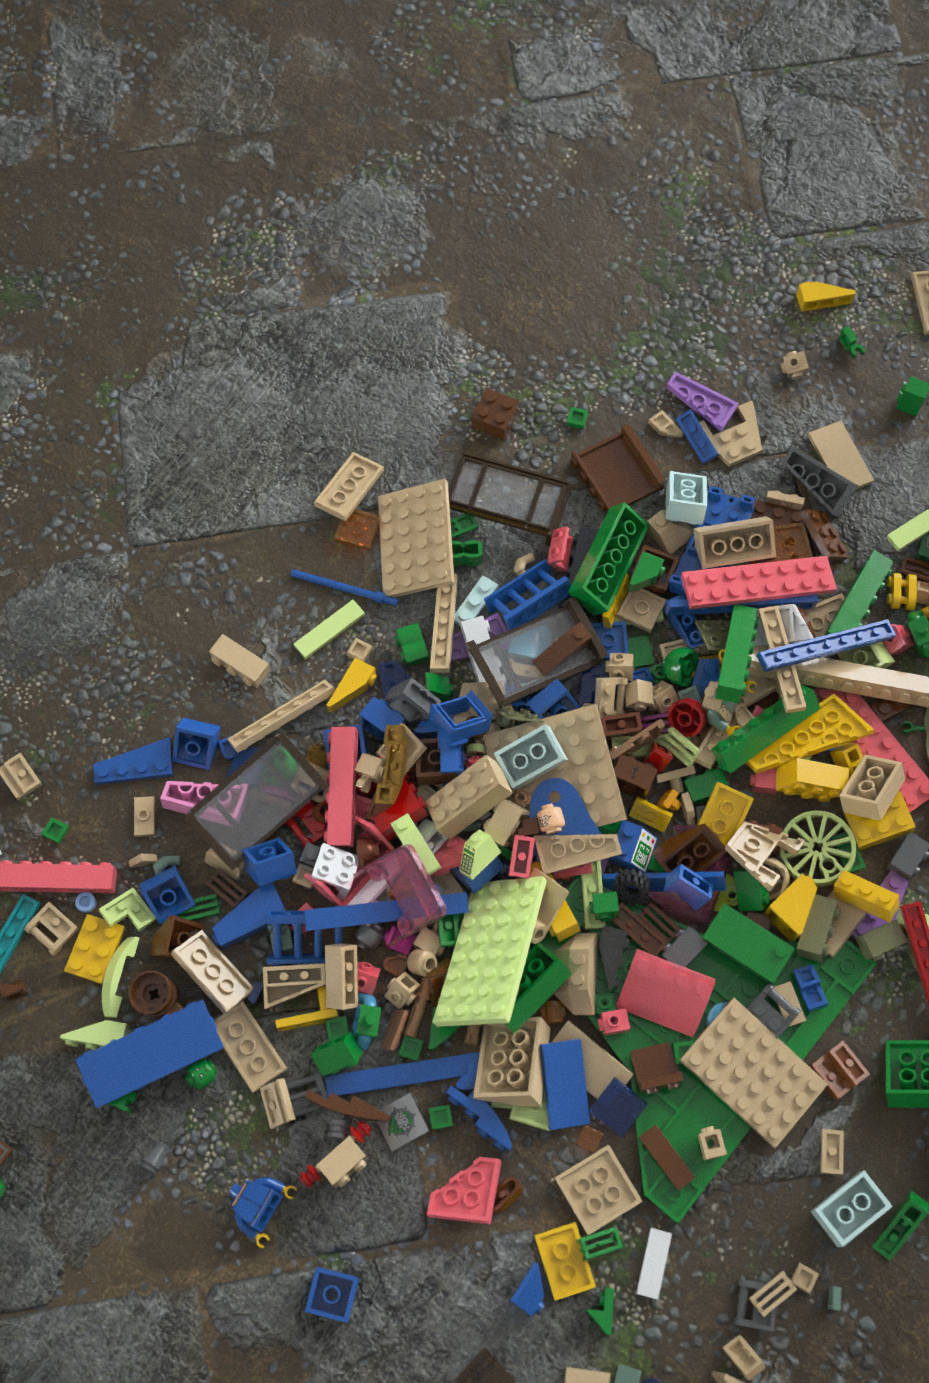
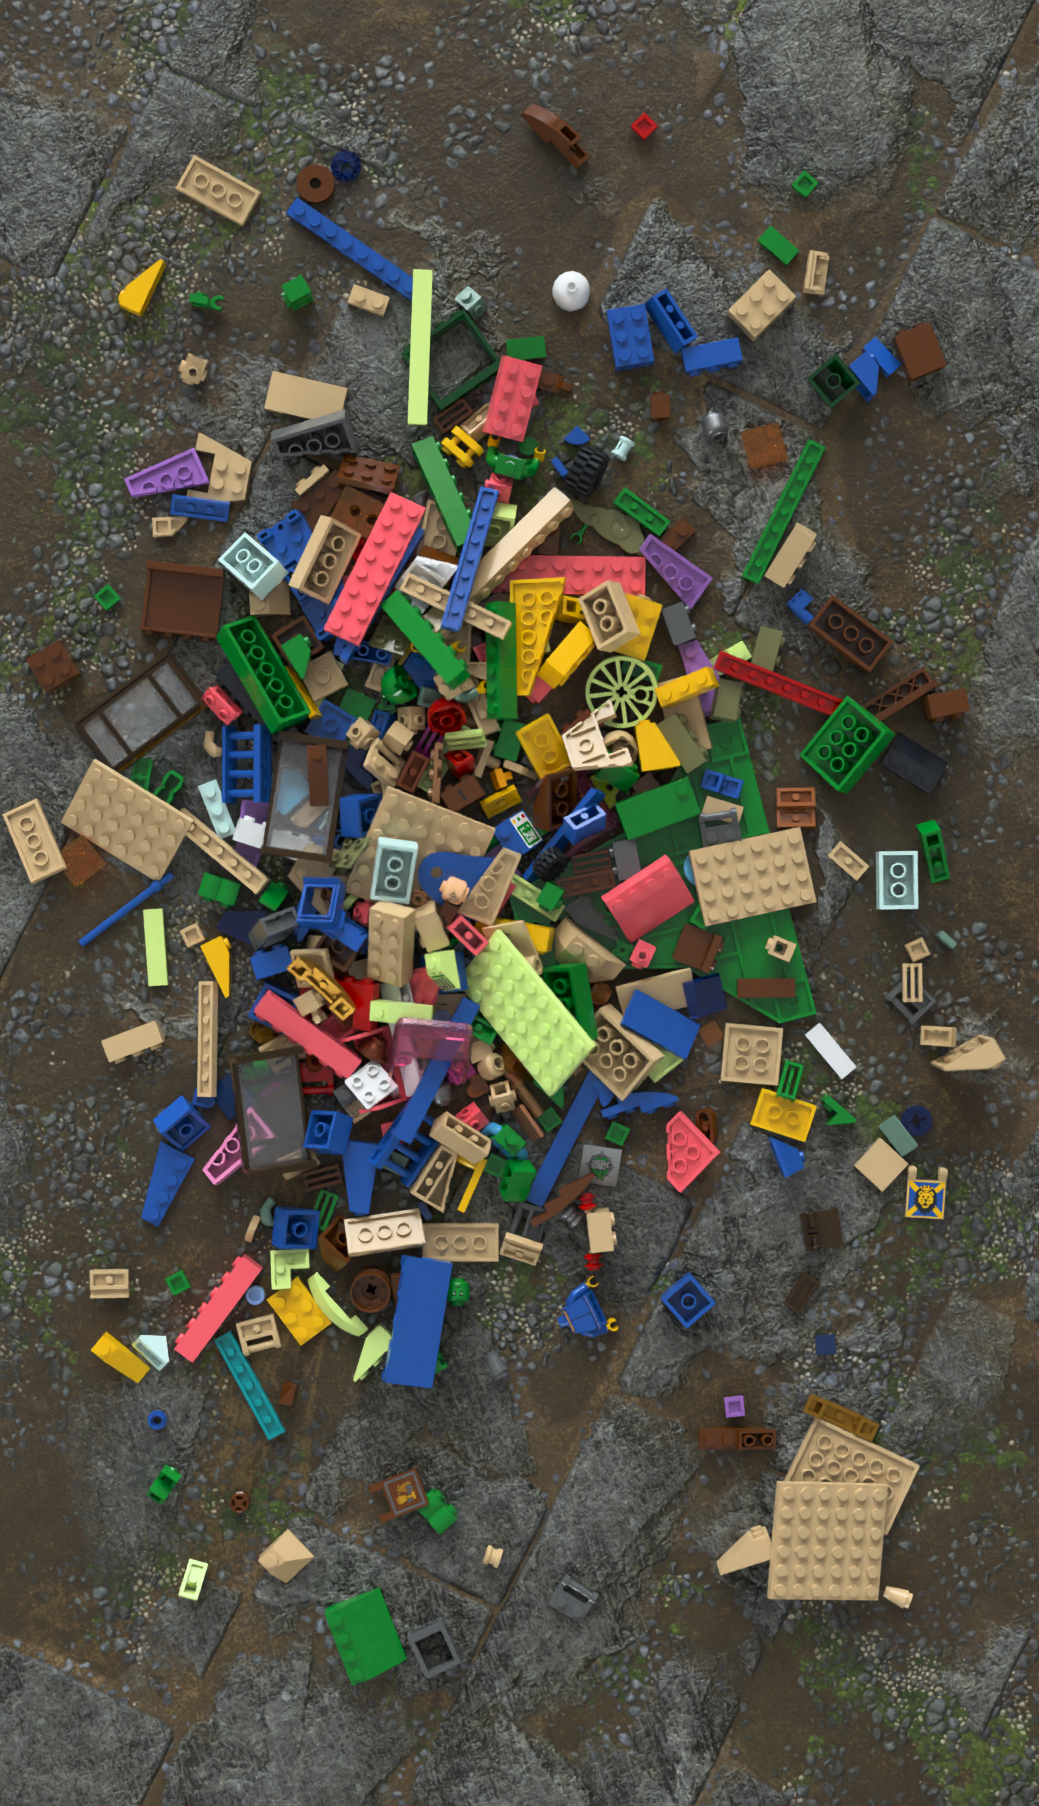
camera: 55 degrees left, 20 degrees up
(144, 816) = (215, 1204): tan plate -> none

